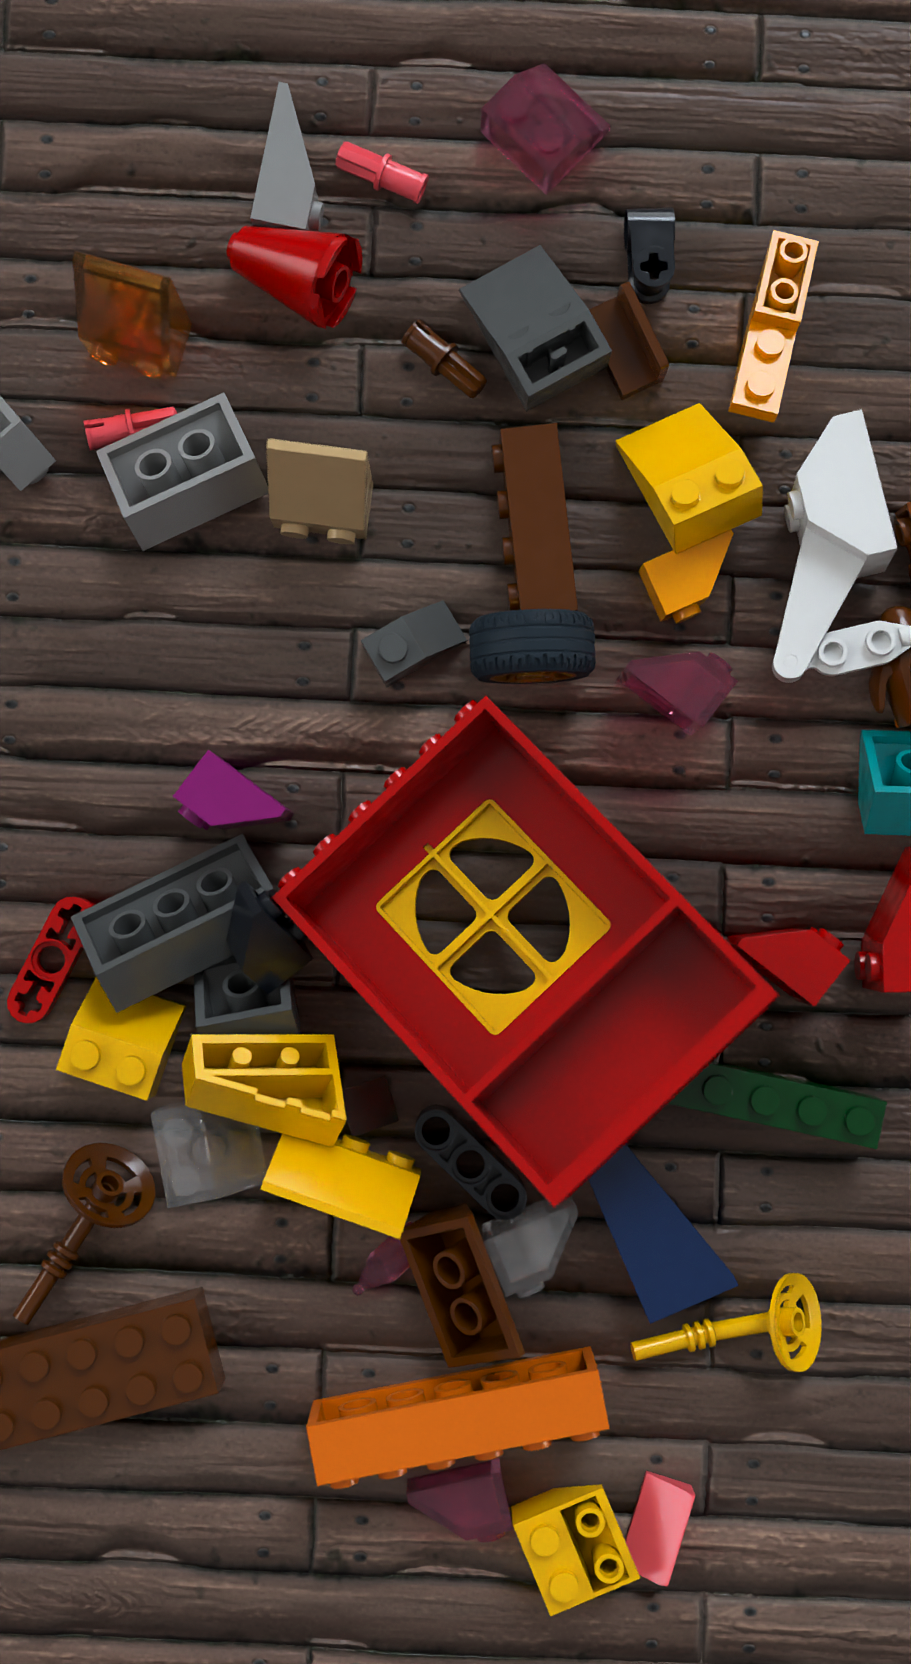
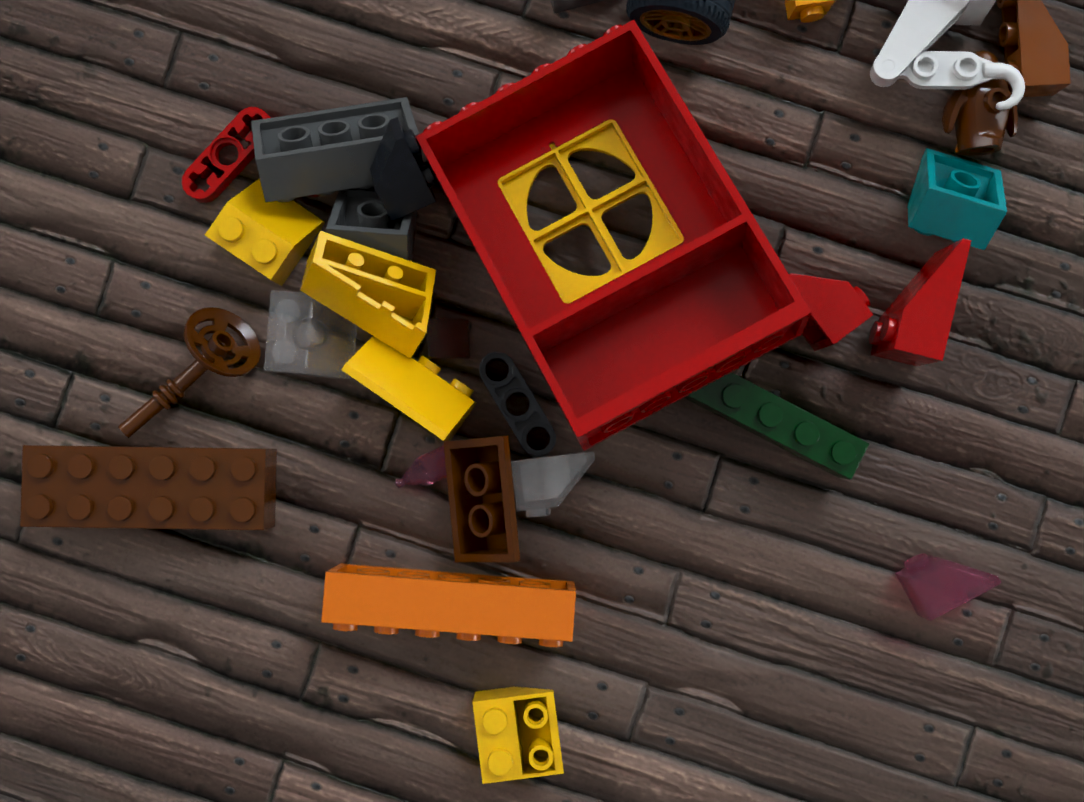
camera: 25 degrees right, 0 degrees up
(225, 798) = (402, 57): magenta slope -> none
(465, 1500) = (440, 675): clear pink slope -> none
(658, 1244) = (649, 506): dark blue slope -> none
(659, 1526) = (590, 739): coral slope -> none
(681, 686) = (790, 63): clear pink slope -> none
(778, 1322) = (732, 600): yellow dish -> none

